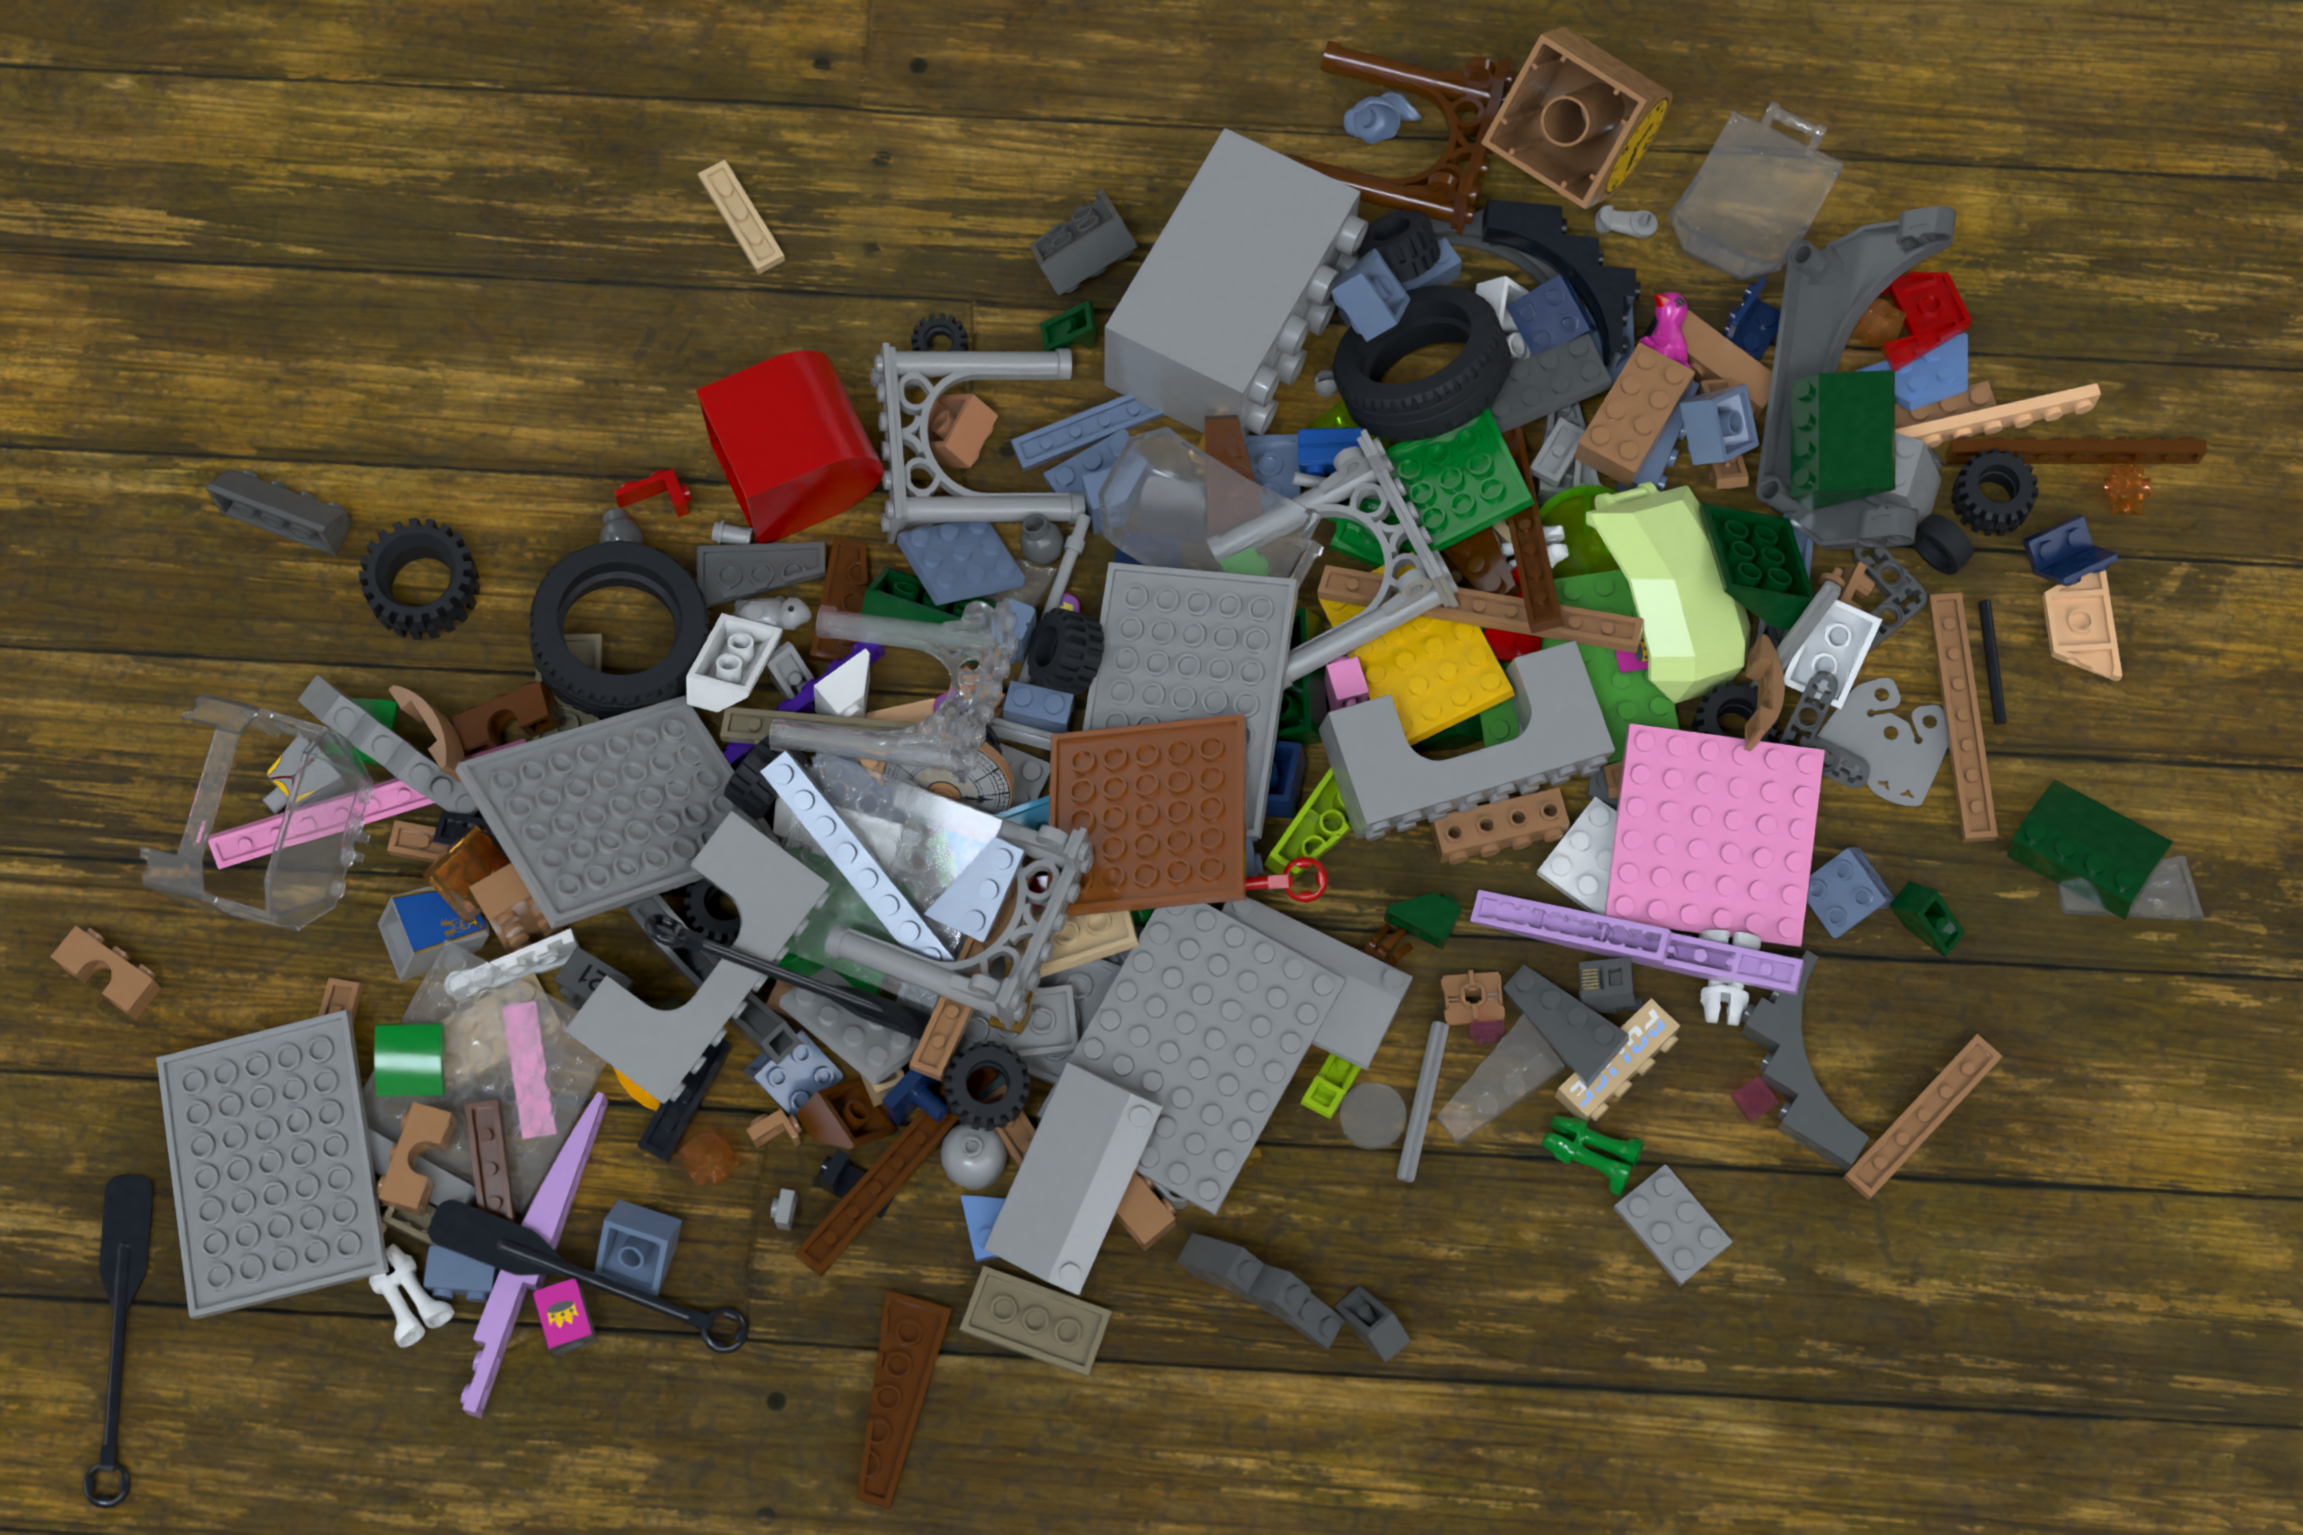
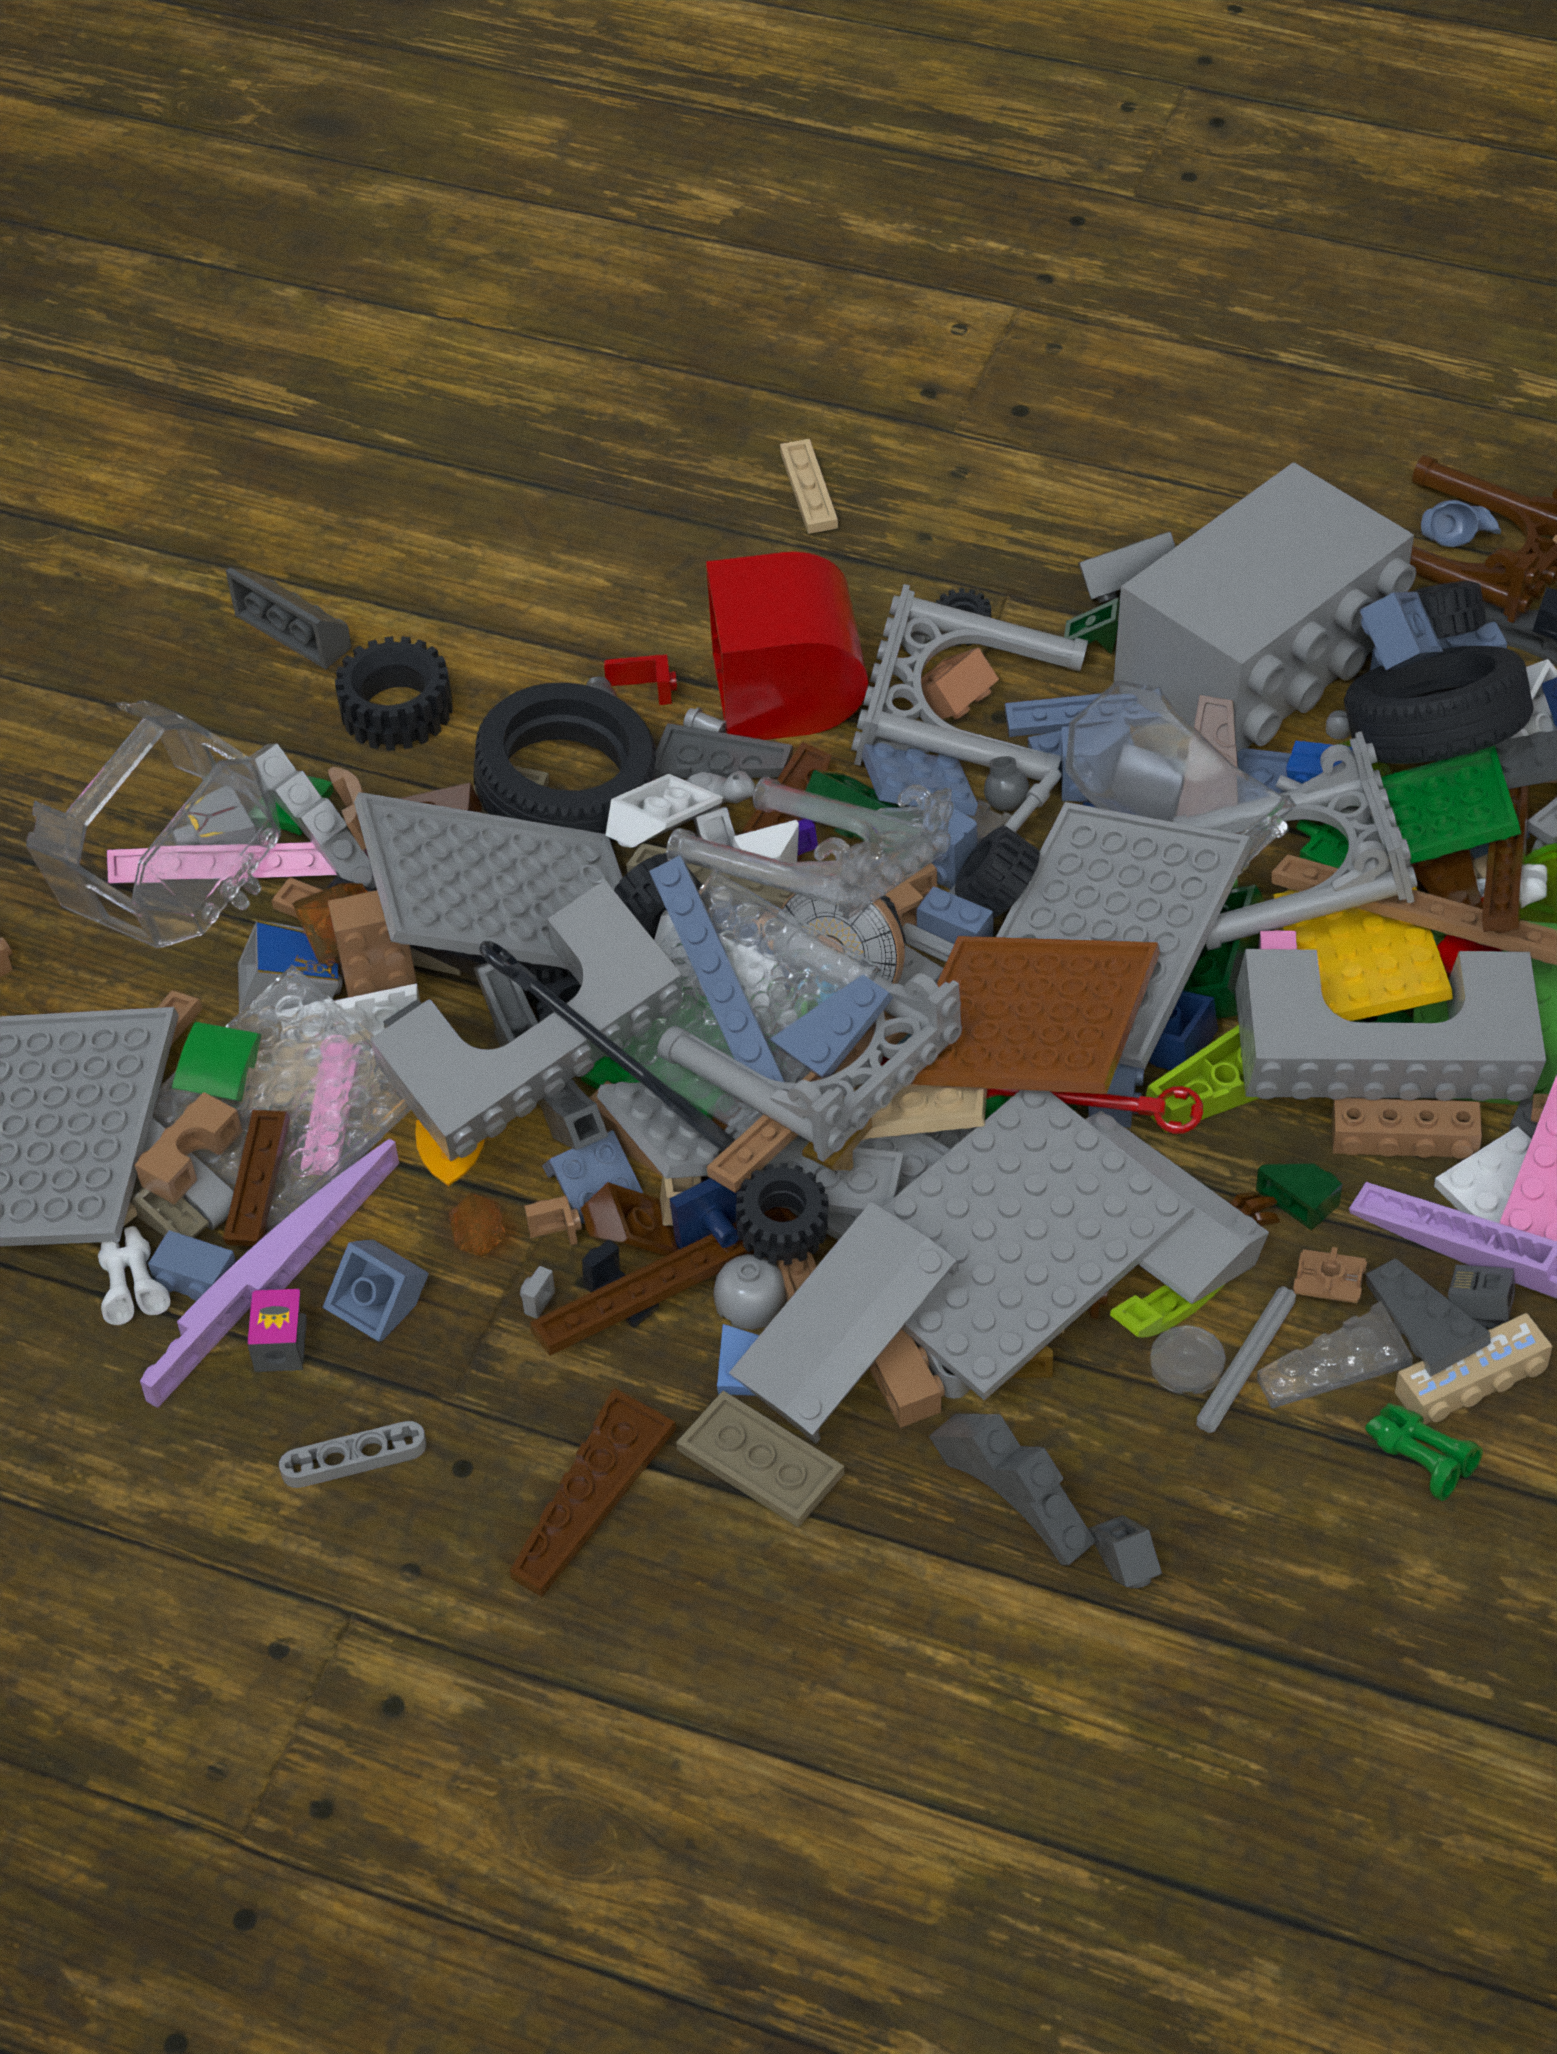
camera: 20 degrees right, 20 degrees down
(528, 1254) = (261, 1256): black piece -> none
(674, 1118) = (476, 1170): black plate -> none
(678, 1422) = (351, 1448): none -> light grey beam
(1485, 1031) = (1334, 1306): clear pink plate -> none
(1672, 1225) = (1493, 1543): light grey plate -> none

